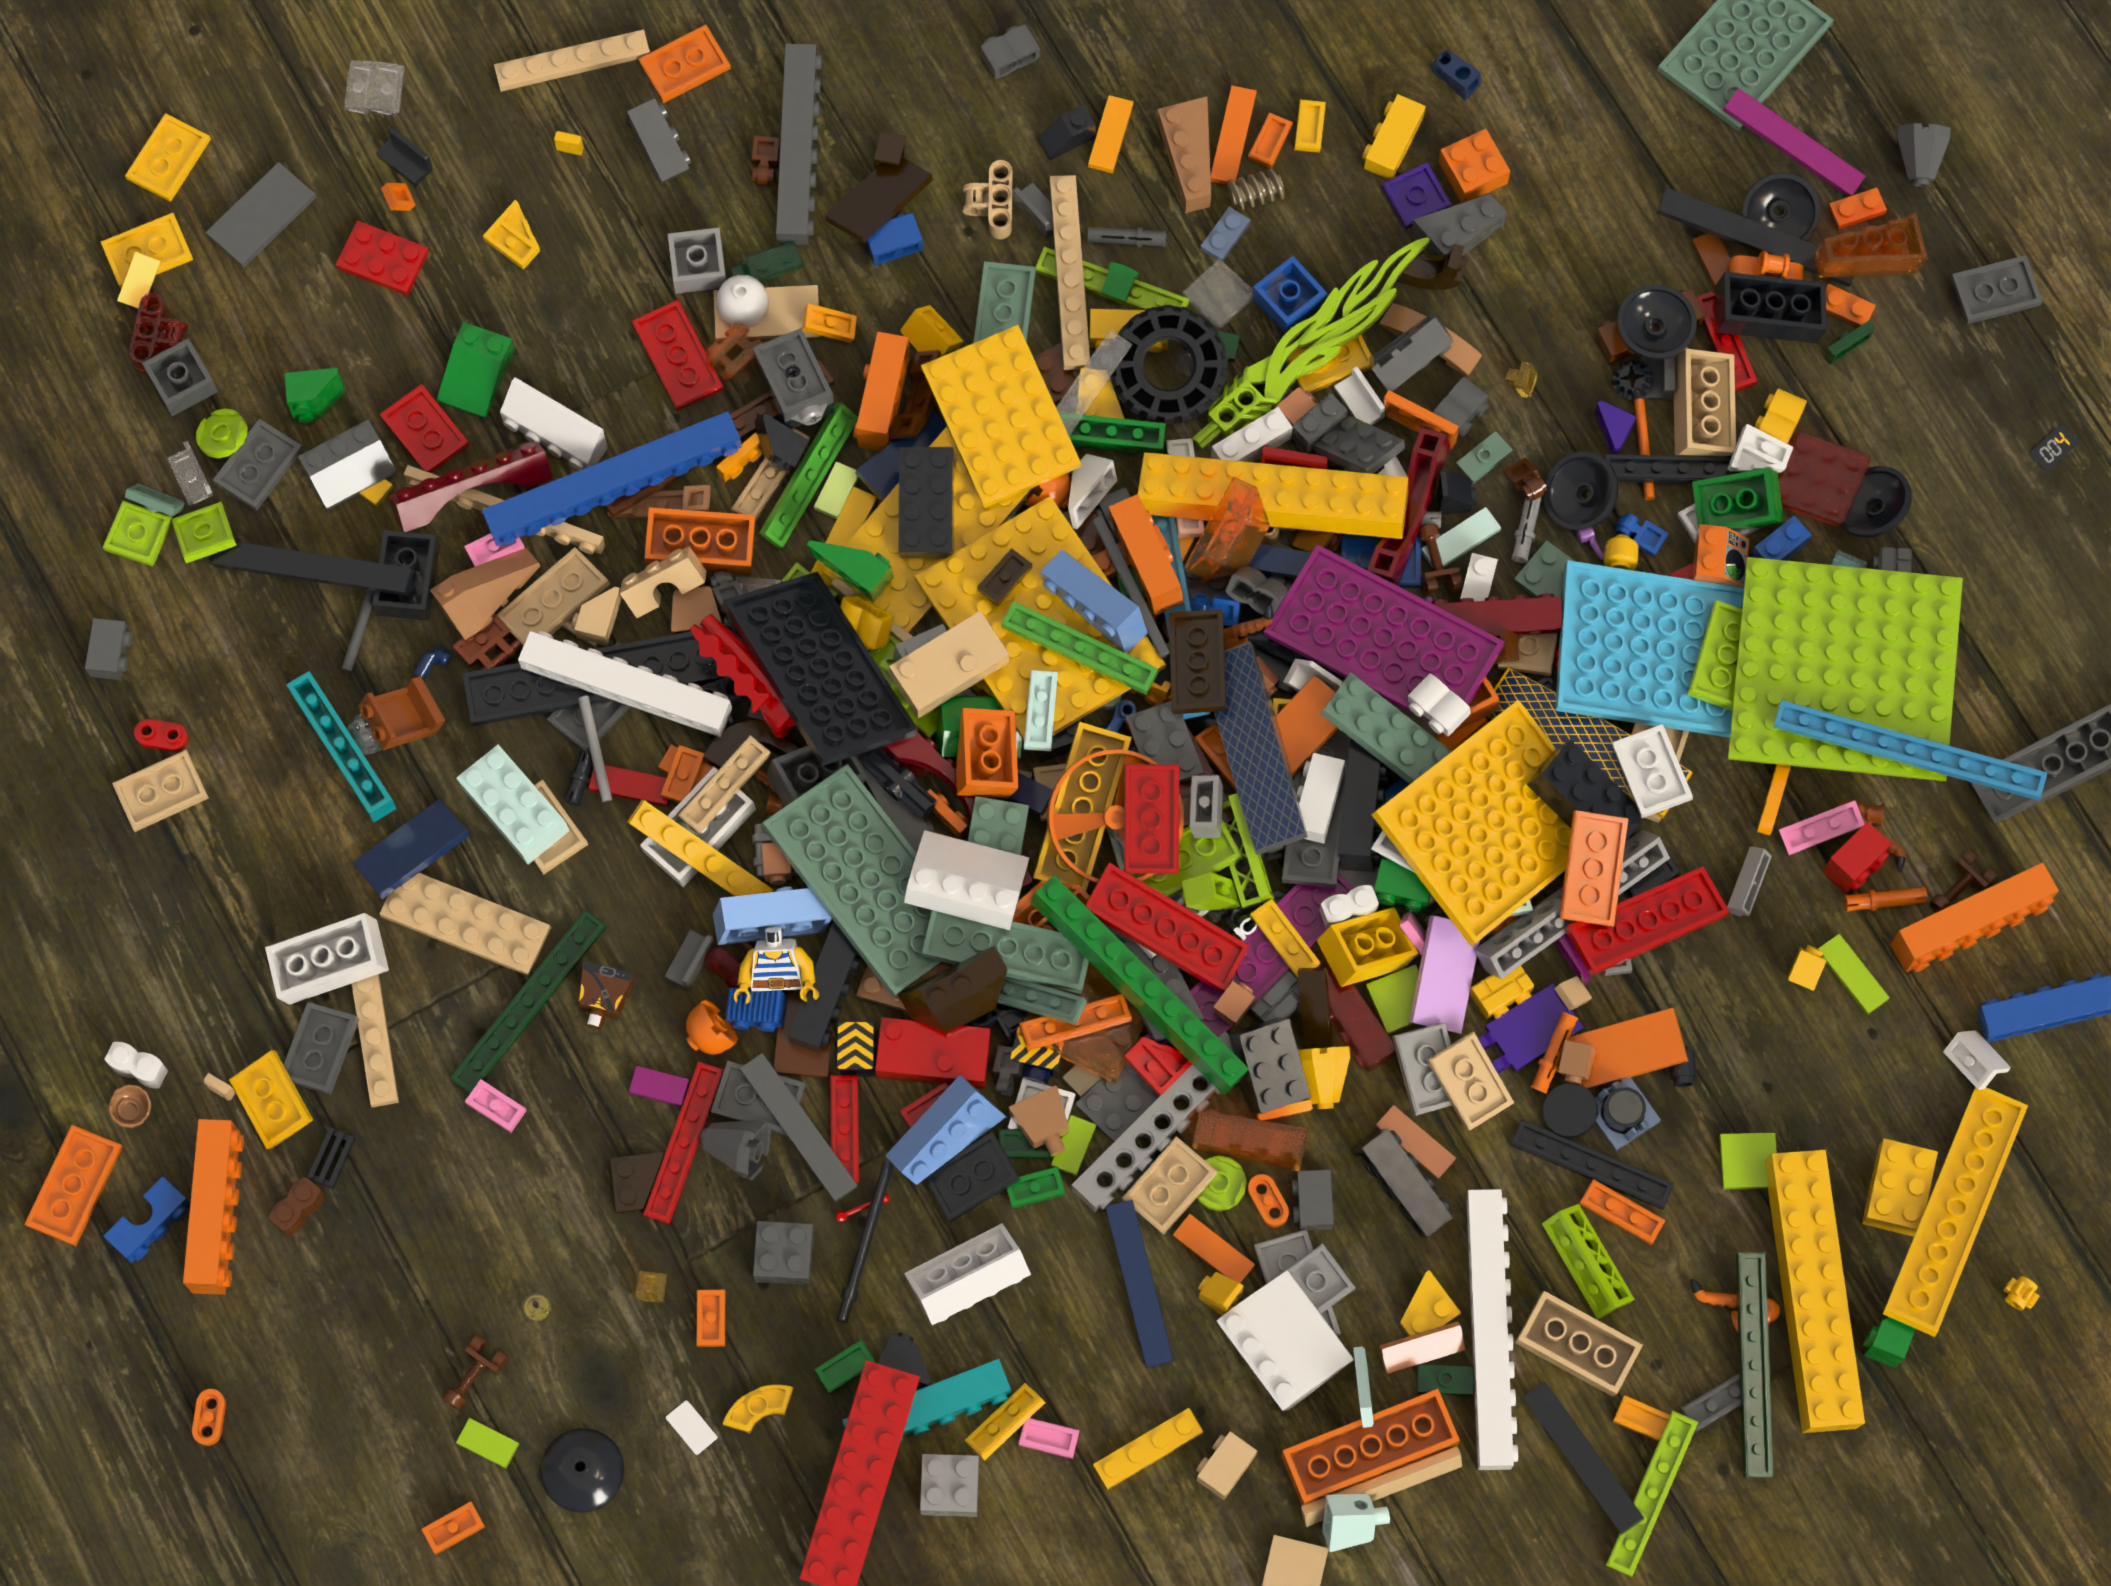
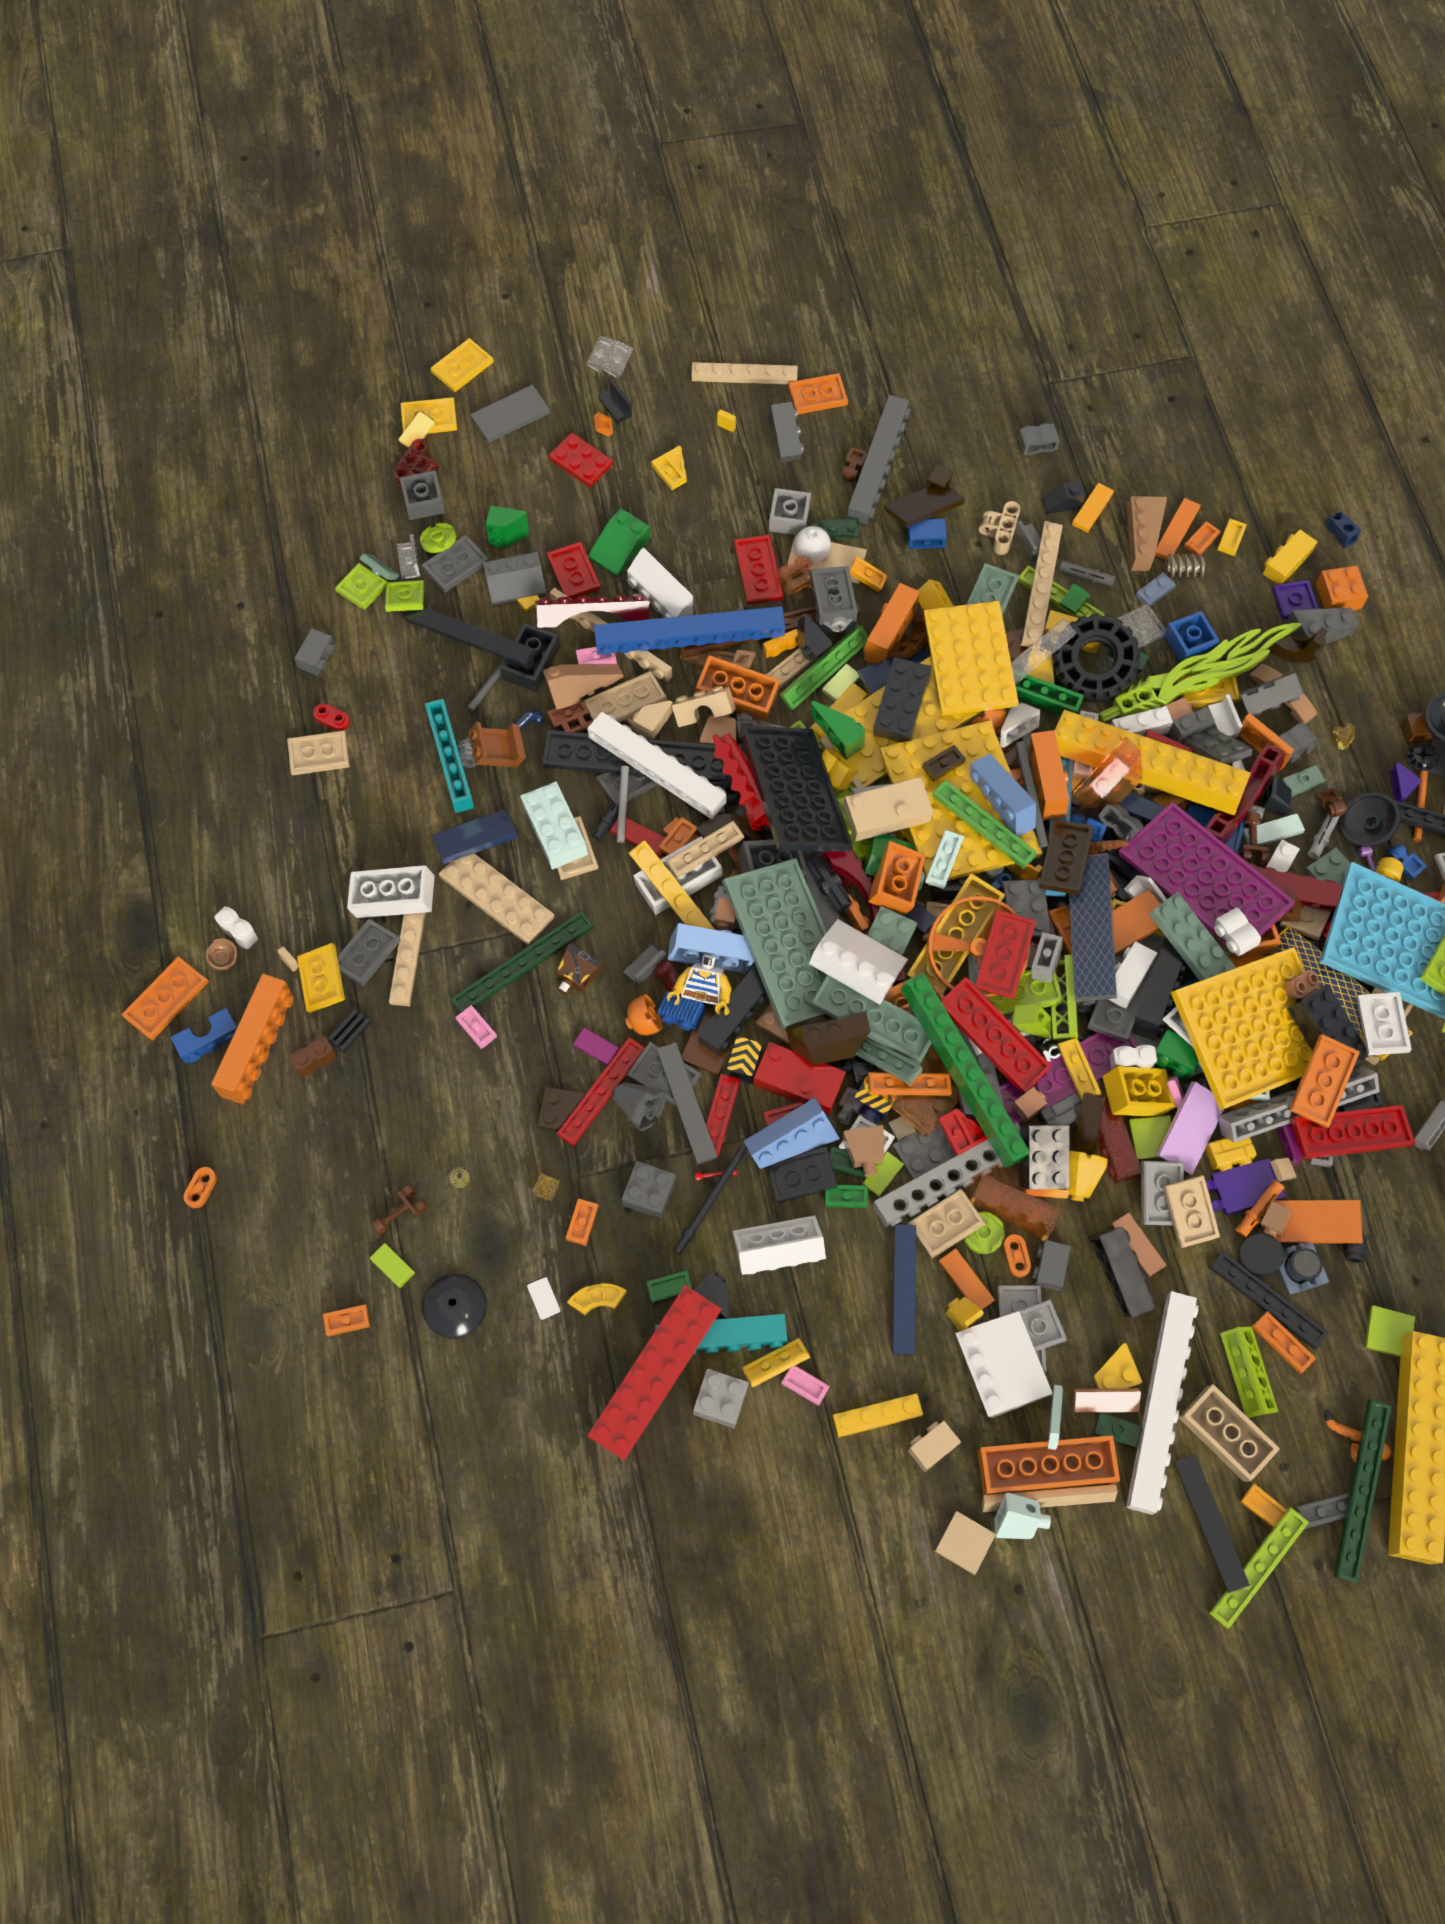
camera: 15 degrees right, 5 degrees down
(1541, 745) = (1302, 984): none -> nougat plate

